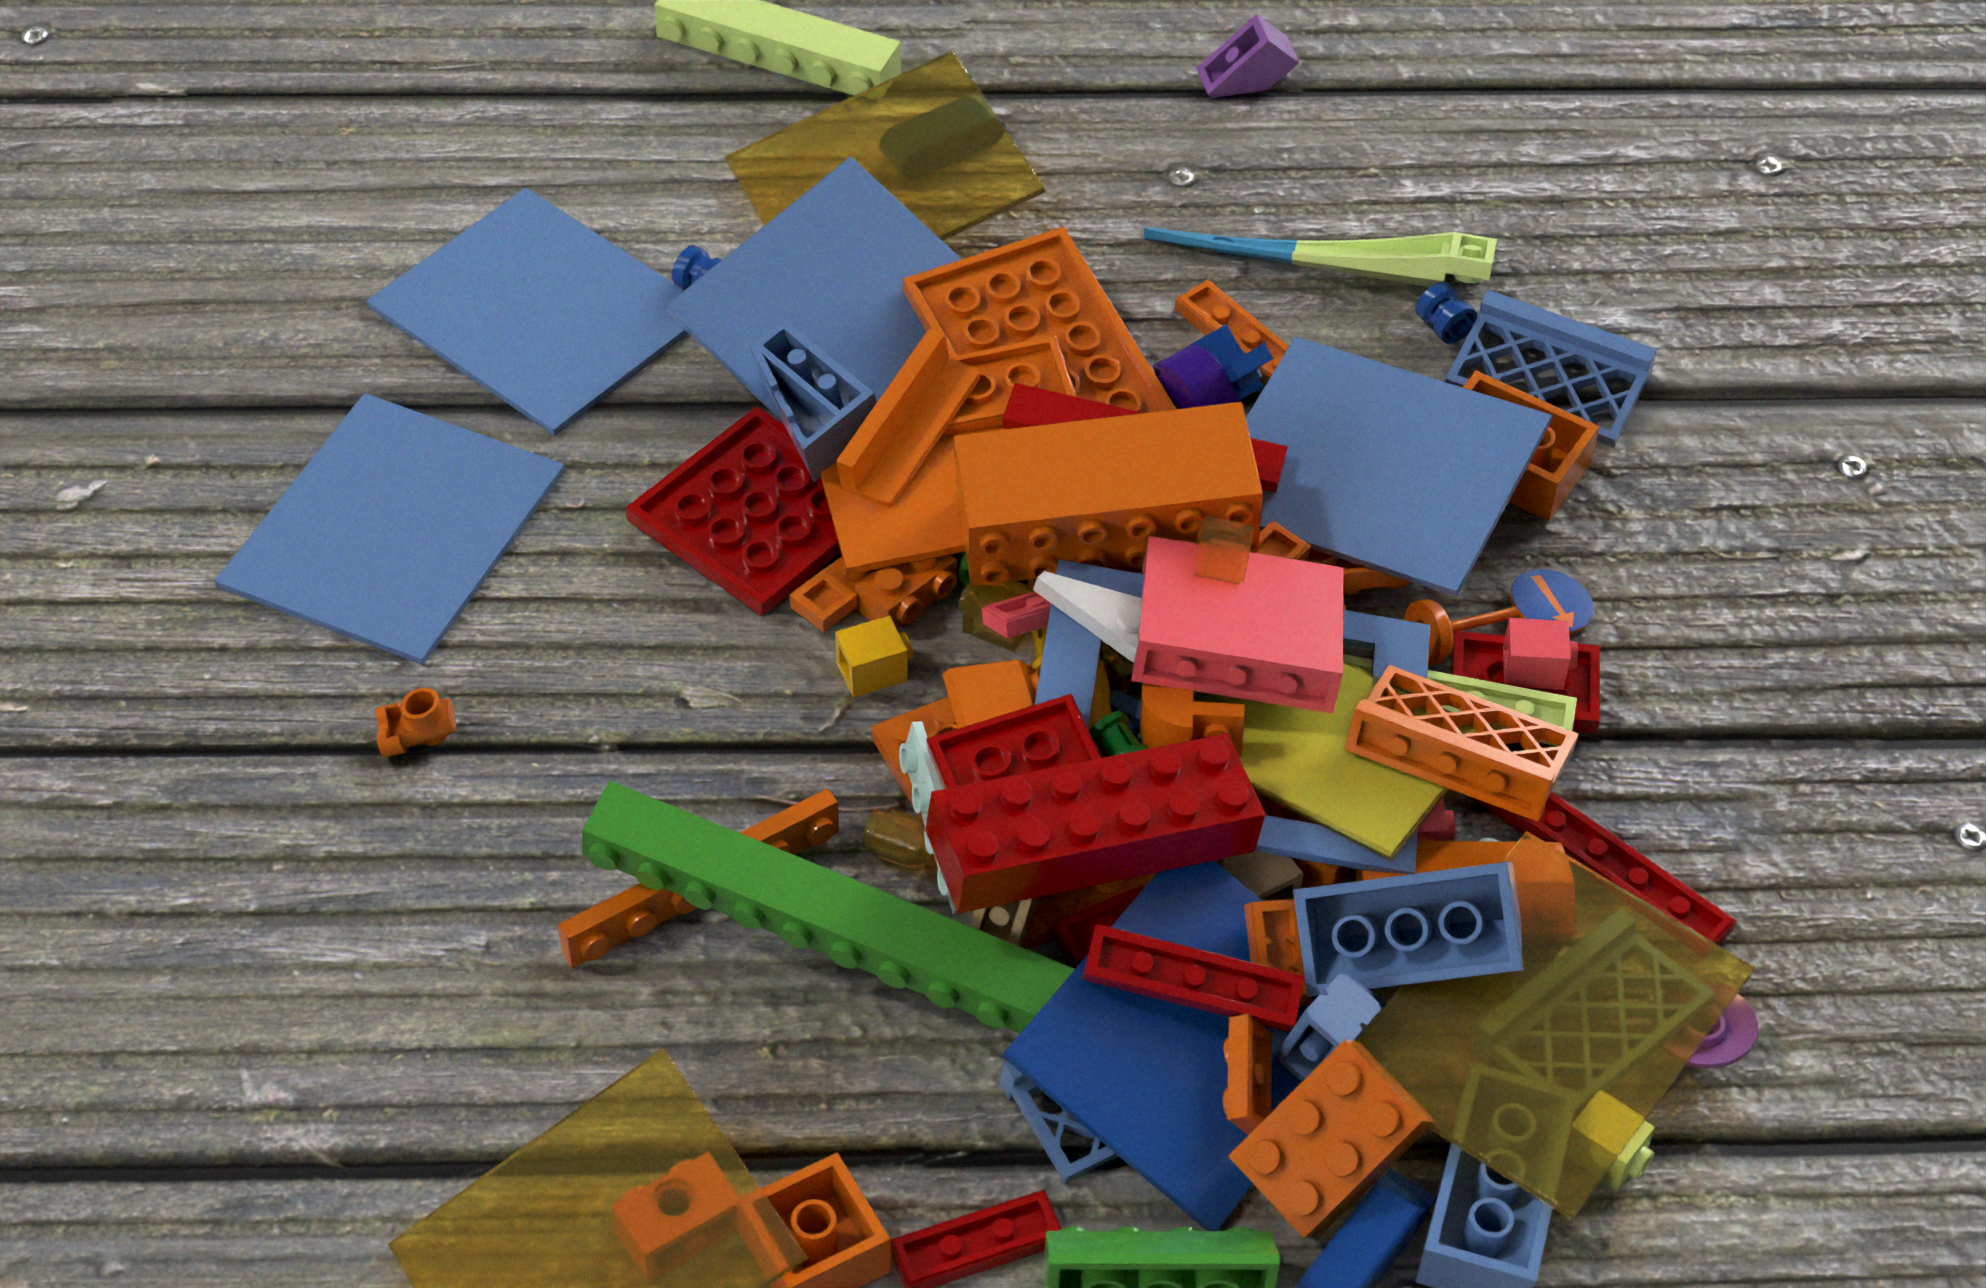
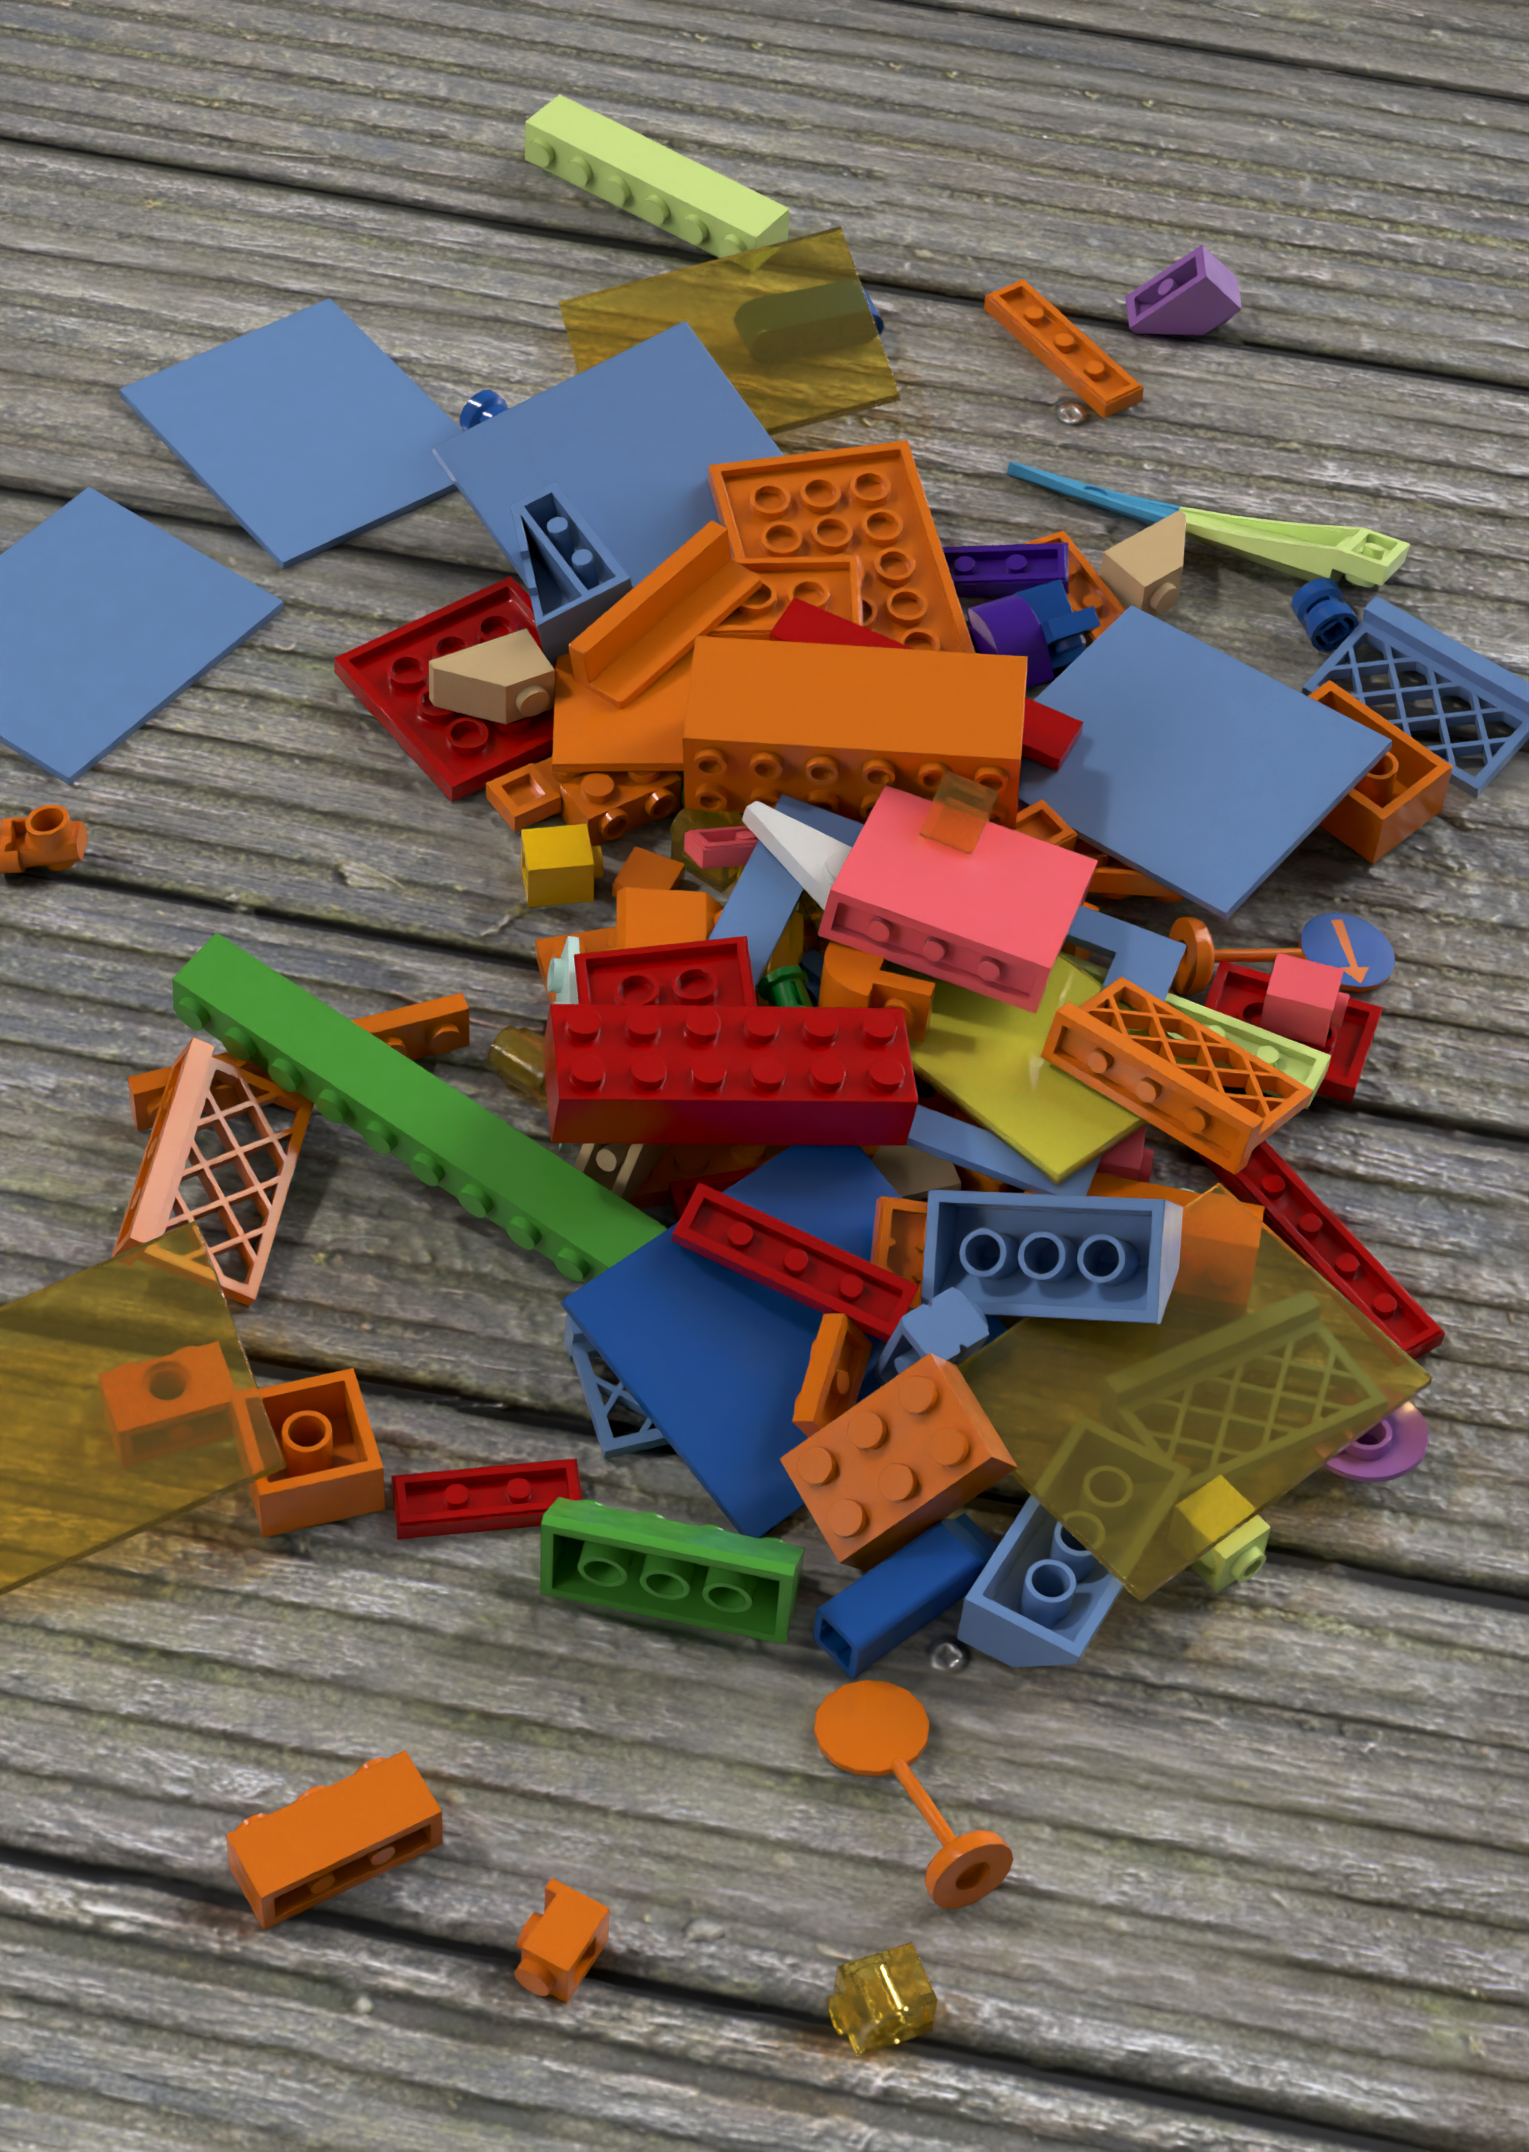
camera: 10 degrees right, 0 degrees up
(617, 981) = (173, 1143): none -> orange fence
(774, 502) = (494, 679): none -> tan slope
(949, 649) = (649, 870): none -> orange tile
(1159, 121) = (1063, 348): none -> orange tile
(1175, 321) = (1006, 568): none -> dark purple tile
(1290, 298) = (1148, 566): none -> tan slope

